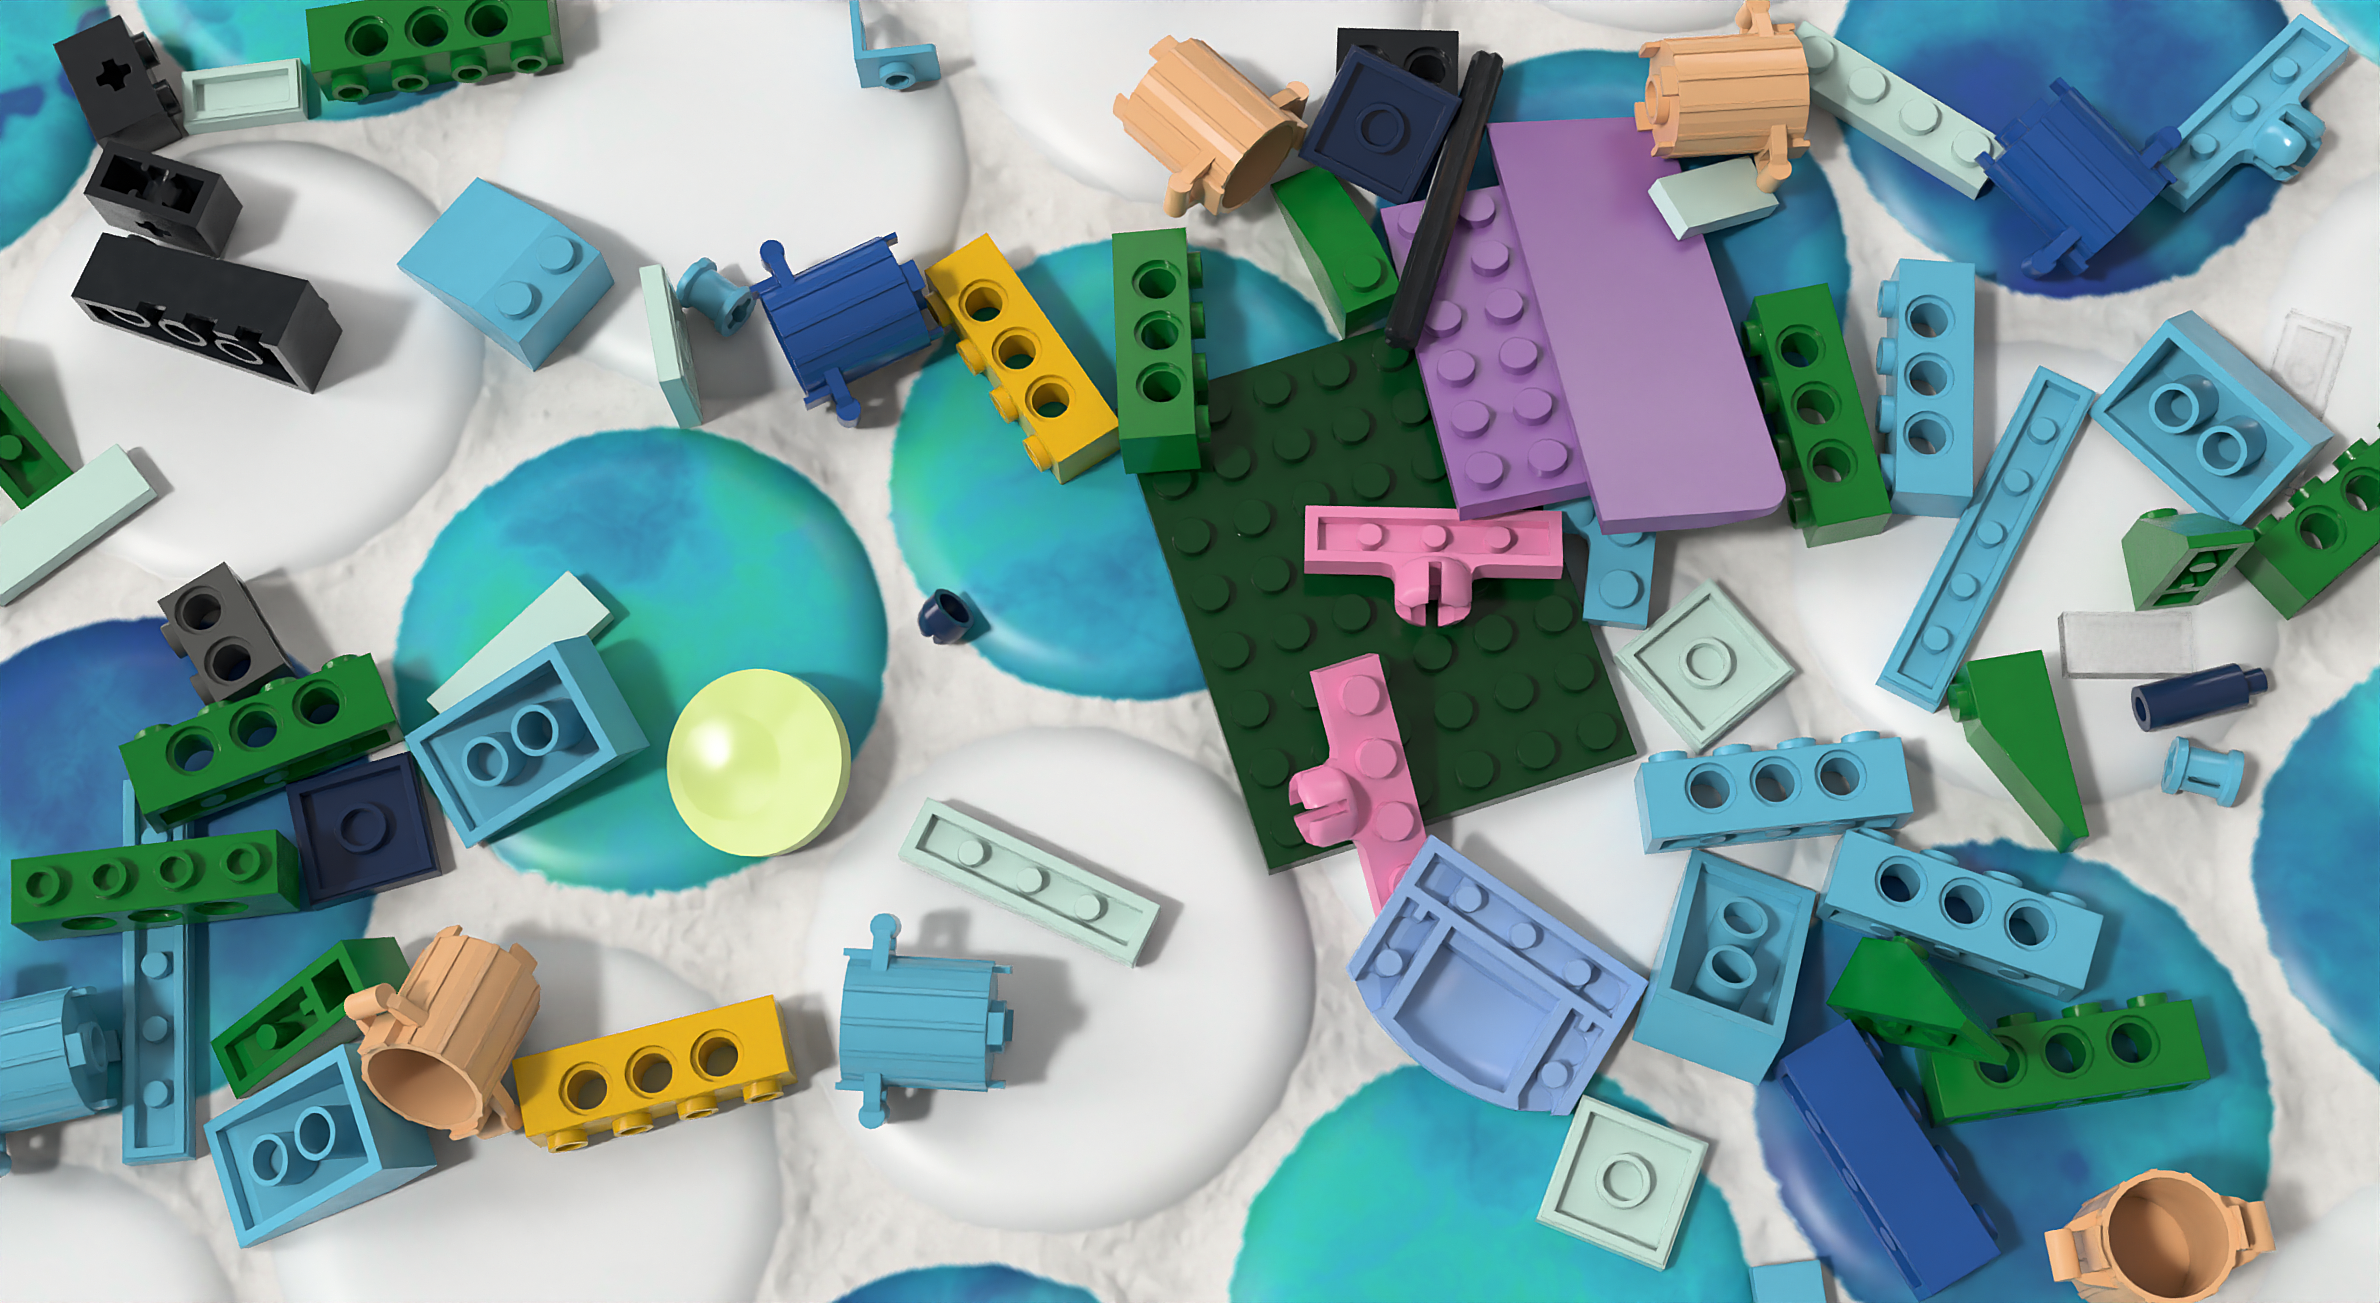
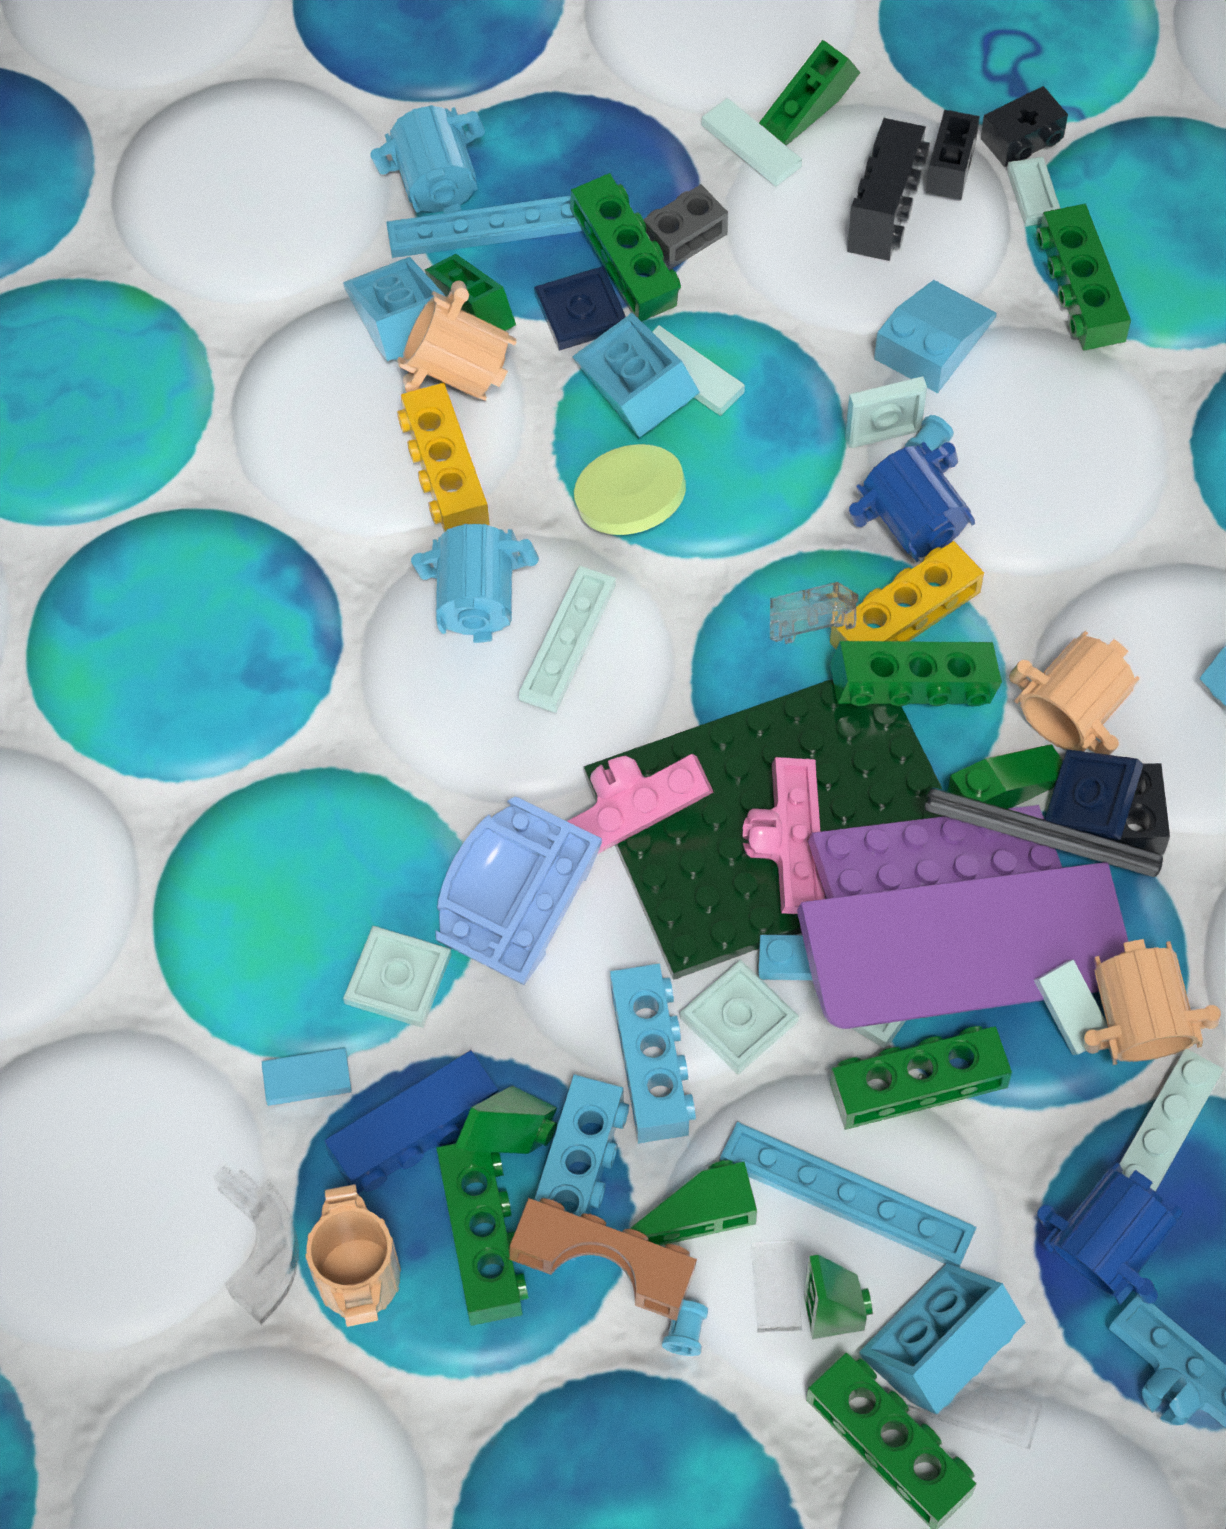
camera: 85 degrees right, 10 degrees down
(155, 885) = (535, 207): green brick -> none
(890, 67) = (1098, 515): medium azure bracket -> none
(944, 617) = (728, 588): dark blue hinge -> none
(1039, 491) = (812, 611): none -> clear hinge
(1726, 968) = (535, 1026): medium azure slope -> none
(1943, 299) = (929, 1163): medium azure brick -> none
(2112, 940) = (552, 1236): none -> nougat arch
(2195, 695) = (740, 1326): dark blue cylinder -> none

